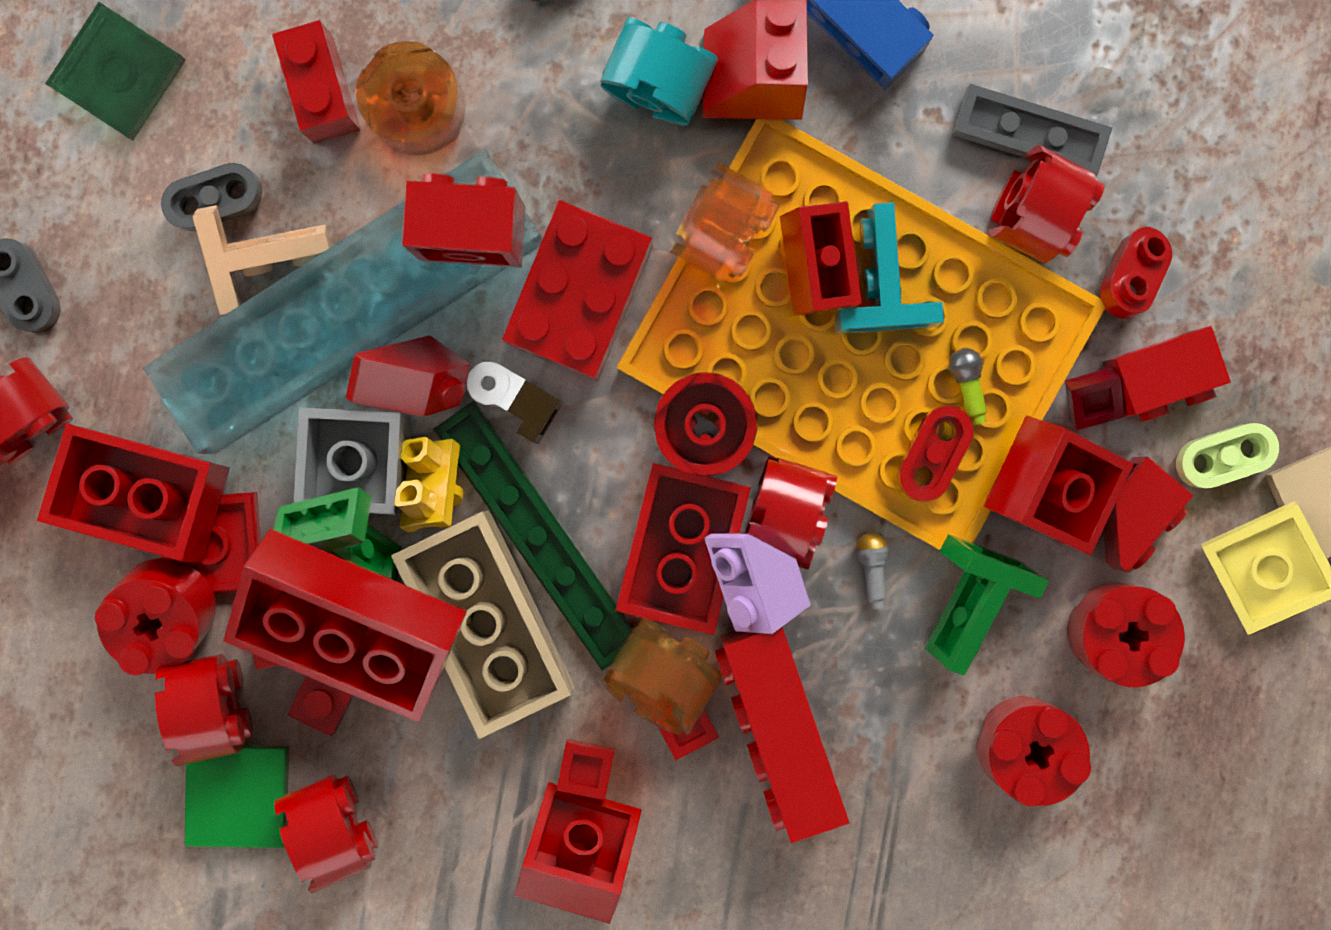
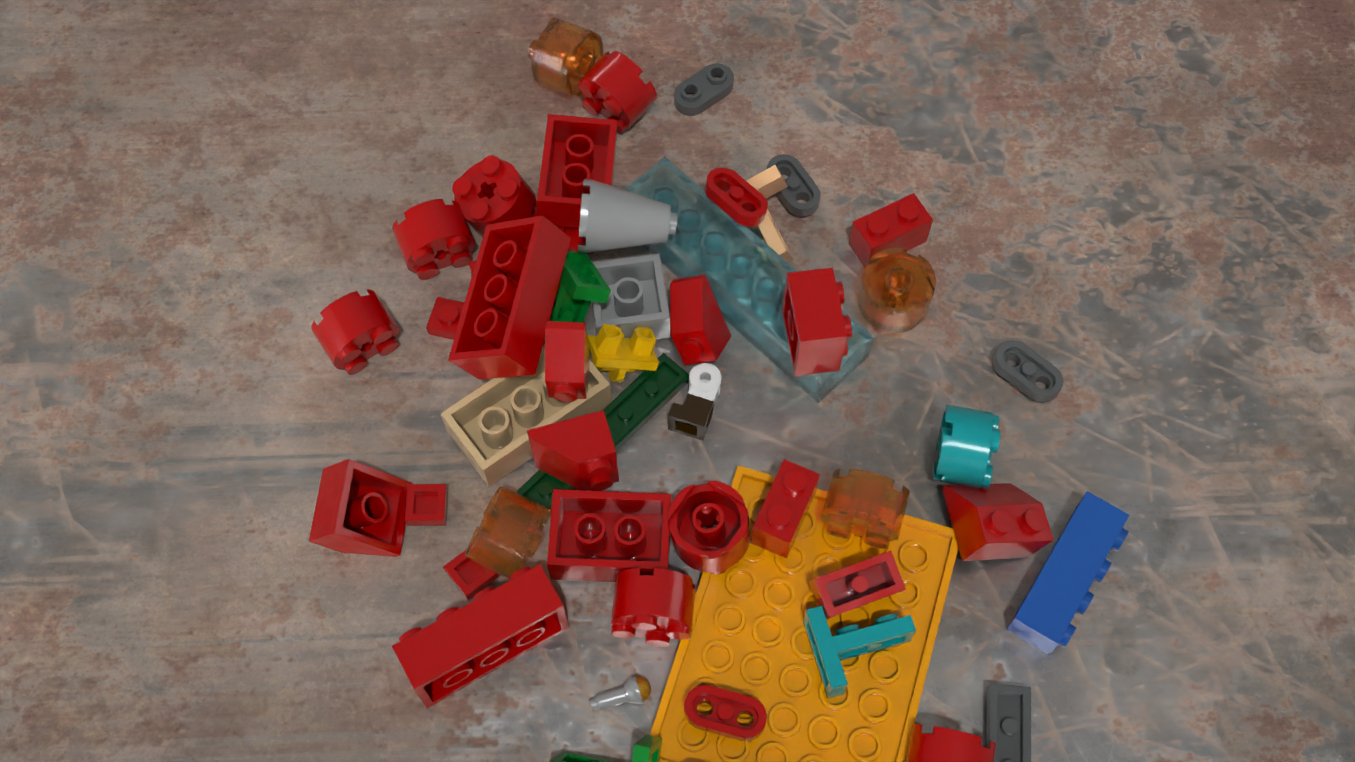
camera: 75 degrees right, 25 degrees down
(115, 71) = (862, 117): clear green tile -> none
(234, 280) = (738, 197): none -> red plate
(234, 798) = (375, 268): green tile -> none
(244, 450) = (622, 219): none -> light grey cone
(455, 566) = (566, 360): none -> red slope
(571, 566) = (577, 451): none -> red slope
(578, 290) = (787, 423): red brick -> none
(698, 321) = (785, 508): none -> red brick
(757, 582) = (595, 583): lavender slope -> none
(966, 368) = (800, 726): piece -> none

